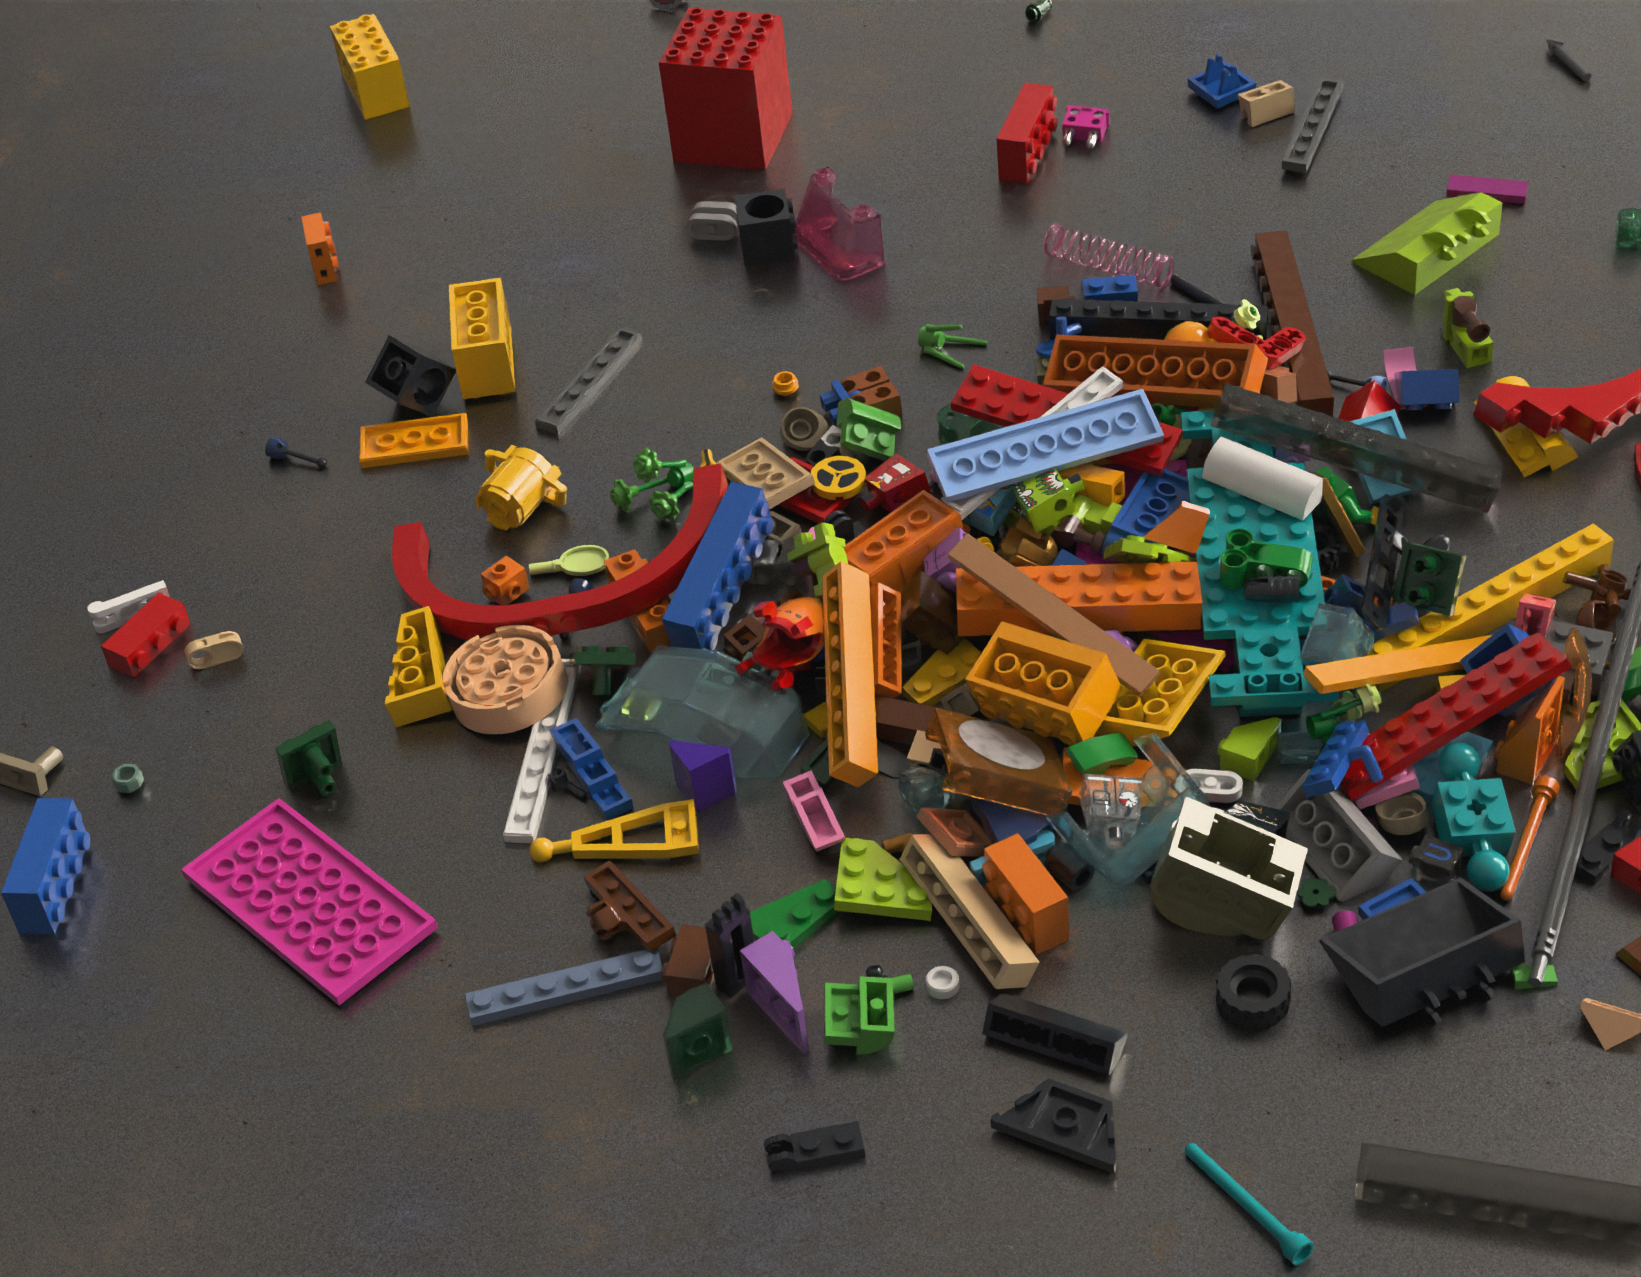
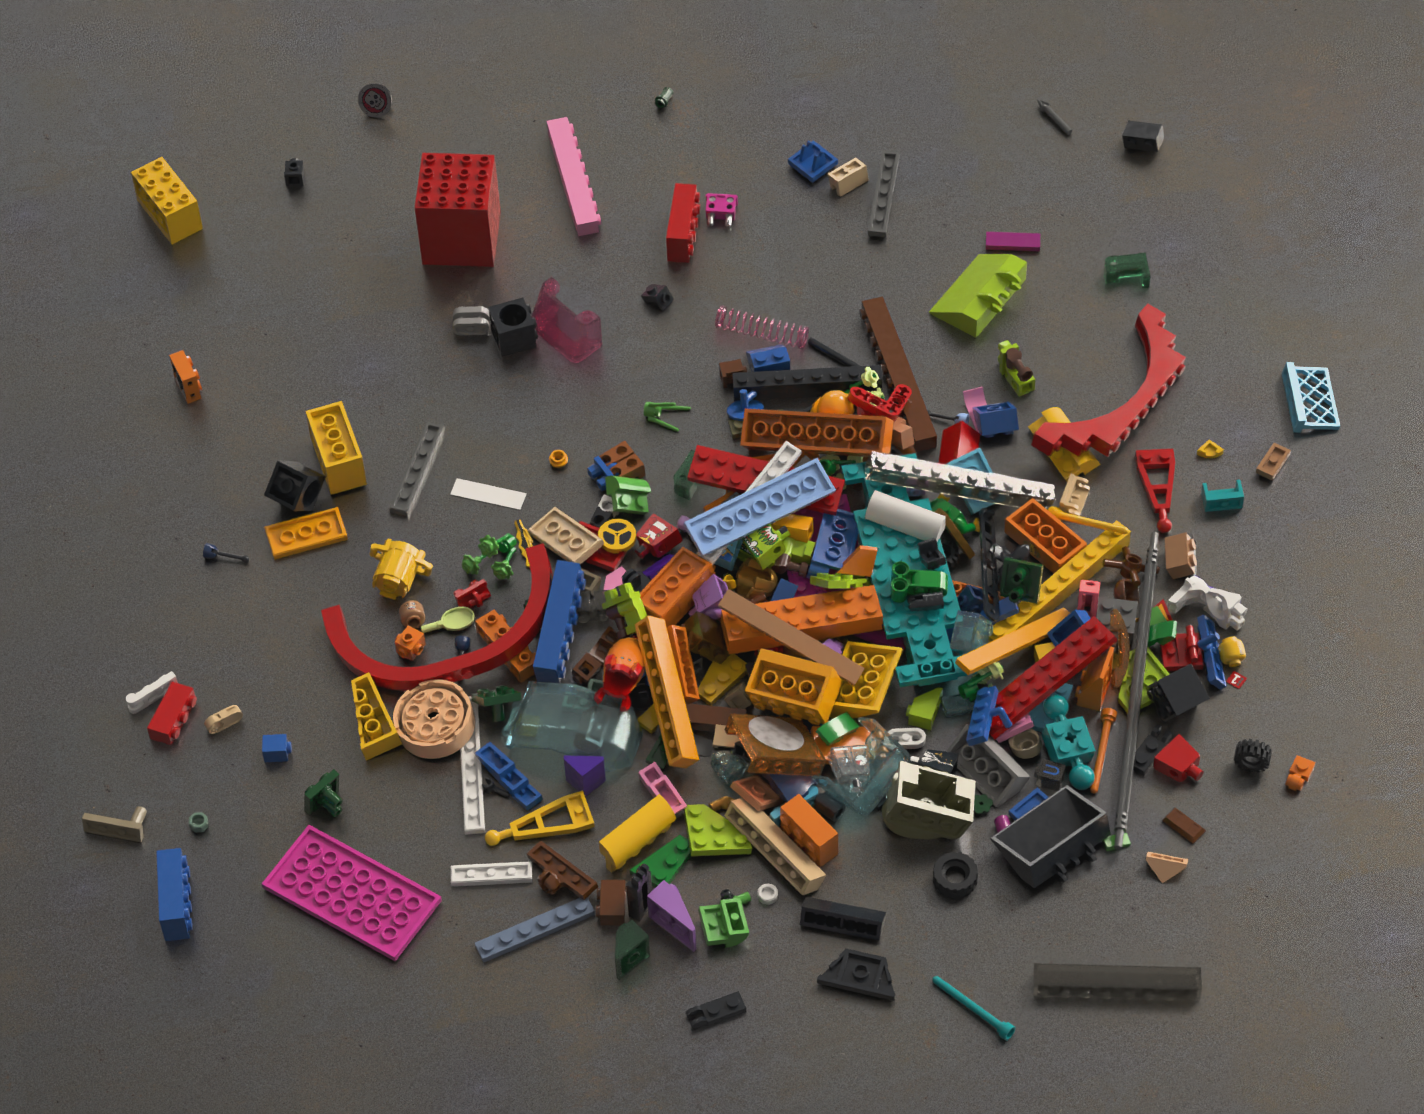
camera: 15 degrees left, 10 degrees up
(271, 694) = (276, 748): none -> blue brick
(521, 546) = (412, 614): none -> medium nougat head
(524, 900) = (491, 874): none -> white tile
(543, 49) = (293, 169): none -> black brick
(614, 532) = (473, 594): none -> red hips
(677, 418) = (488, 493): none -> white sticker
(756, 862) = (636, 832): none -> yellow brick
(802, 428) = (582, 496): dark tan hat -> none
(897, 81) = (573, 177): none -> bright pink brick
(976, 210) = (658, 294): none -> black bracket
(1291, 527) = (930, 554): none -> black bracket
(1476, 530) = (1046, 535): none -> orange brick
(1499, 513) = (1058, 513): none -> yellow piece
(1531, 493) = (1074, 495): none -> tan hinge

